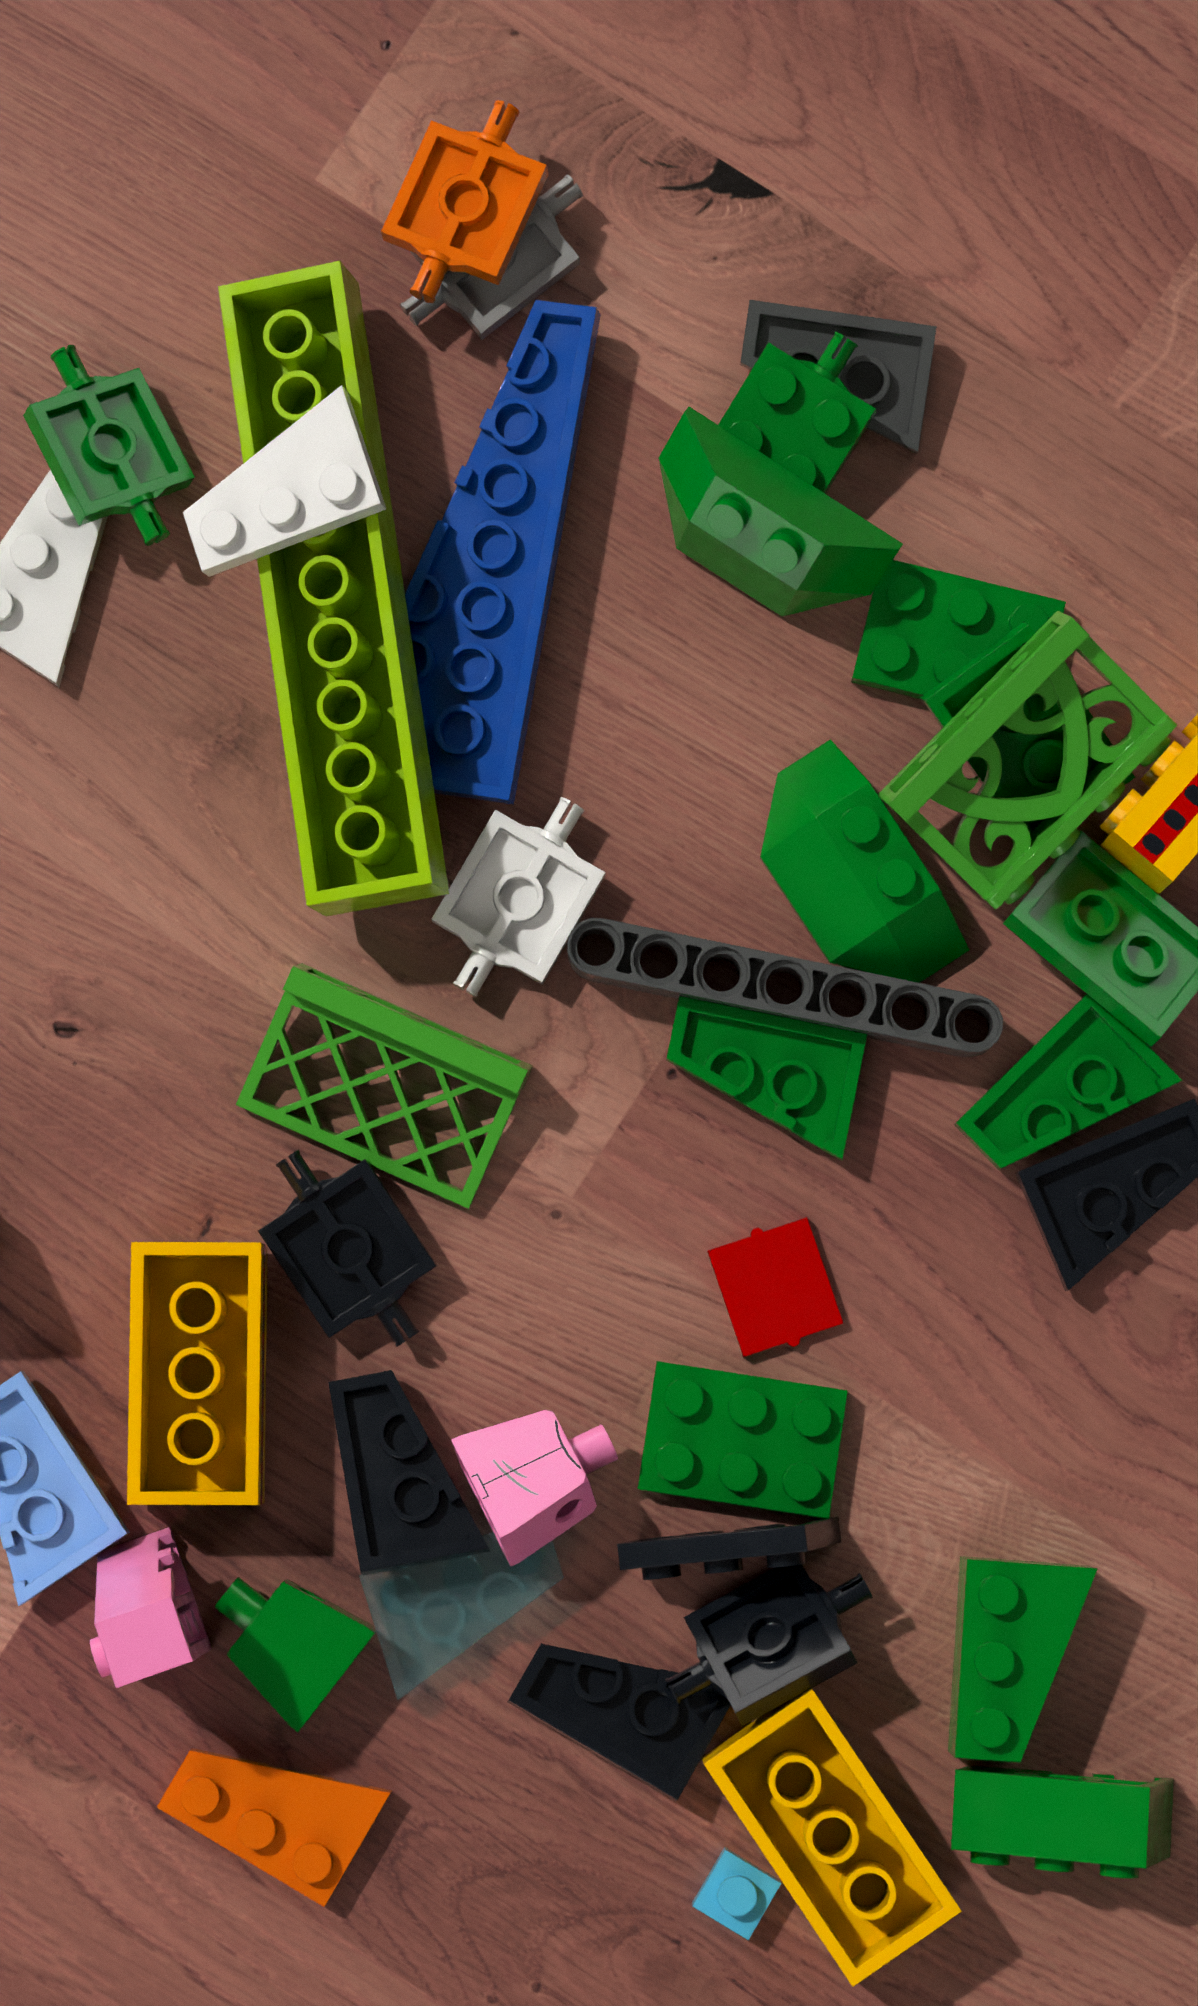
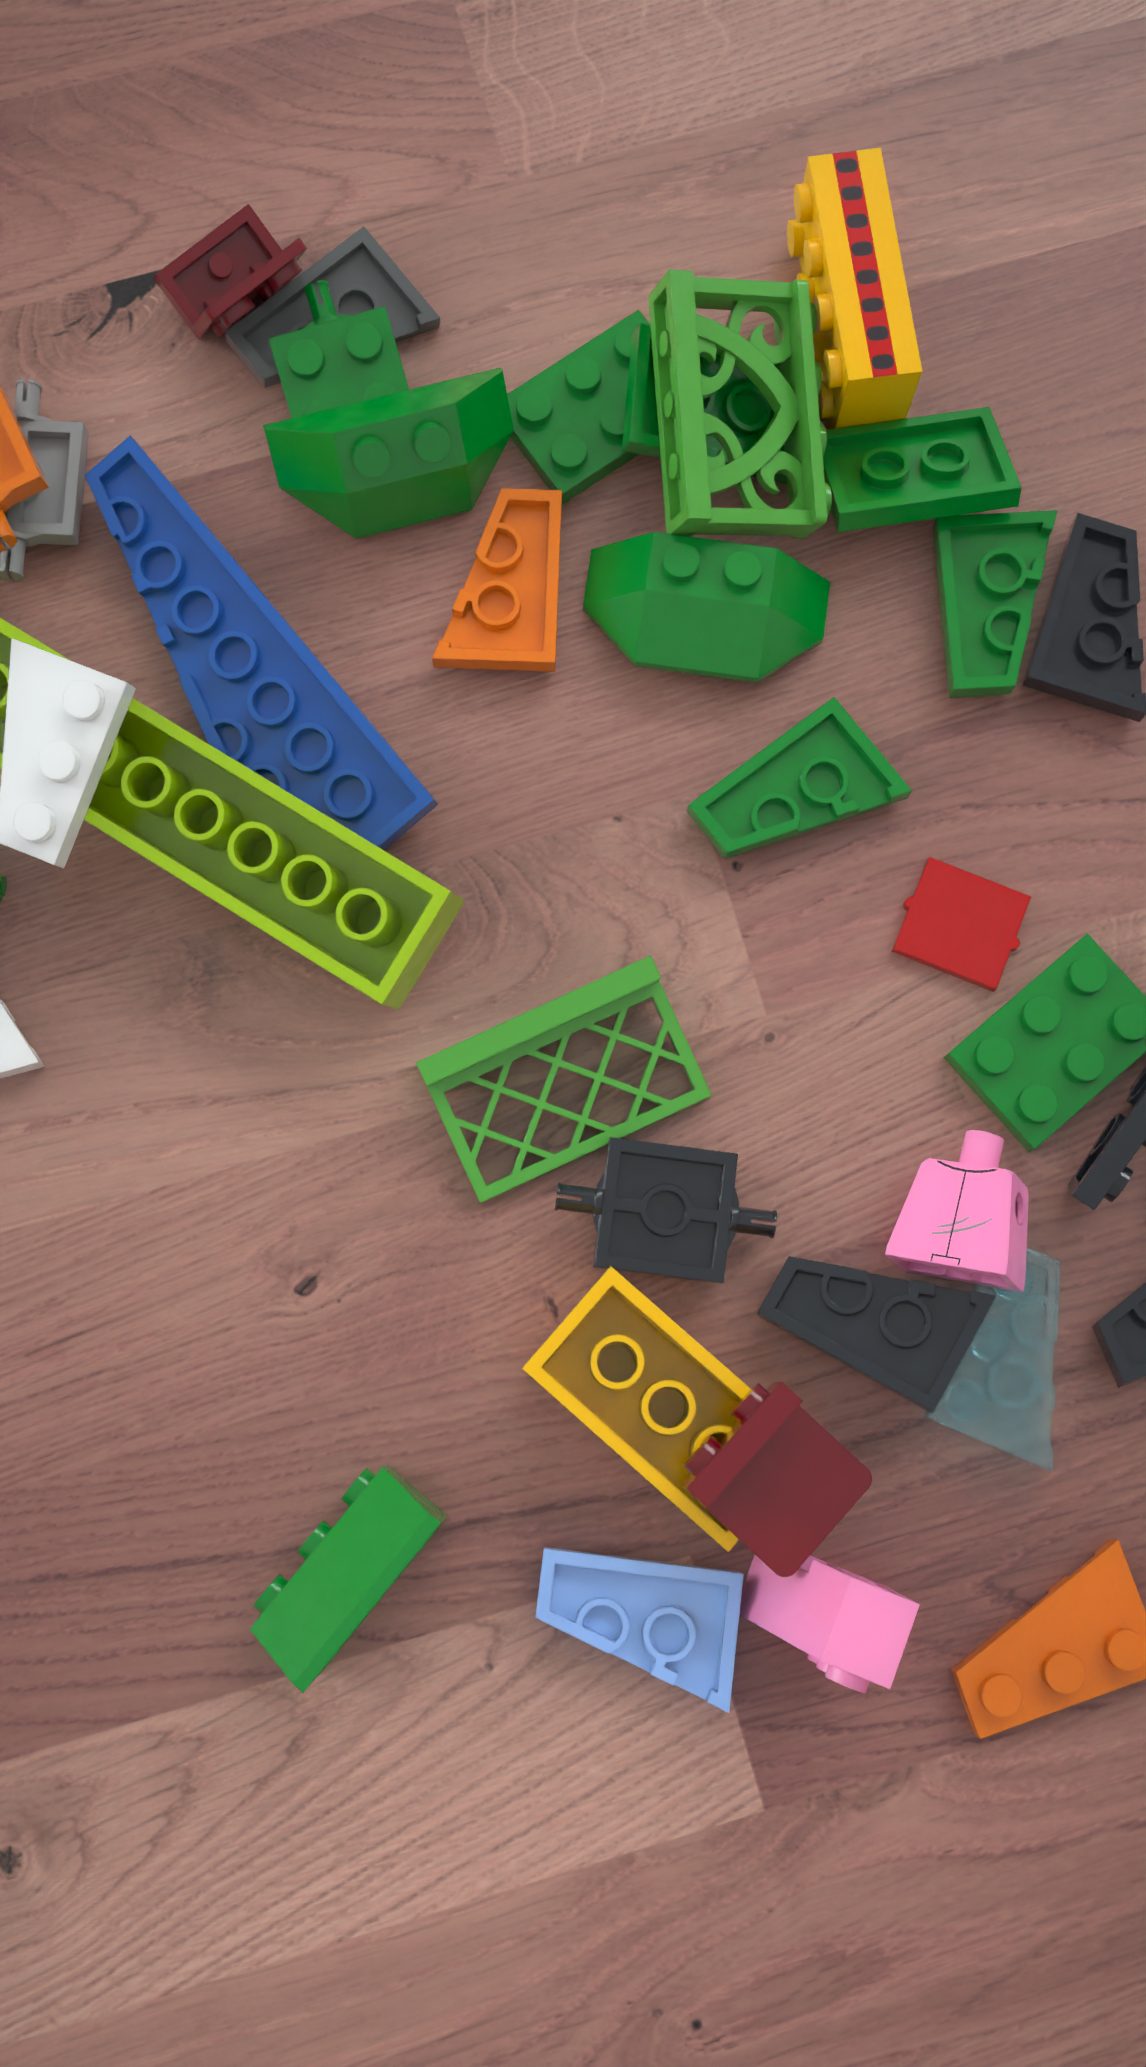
camera: 50 degrees left, 5 degrees down
(205, 1492) = (776, 1478): none -> dark red bracket
(292, 1645) = (942, 1516): green torso -> none
(518, 897) = (510, 859): white plate -> none
(736, 710) = (511, 595): none -> orange wing
(802, 260) = (225, 270): none -> dark red bracket
(815, 979) = (759, 701): dark grey beam -> none

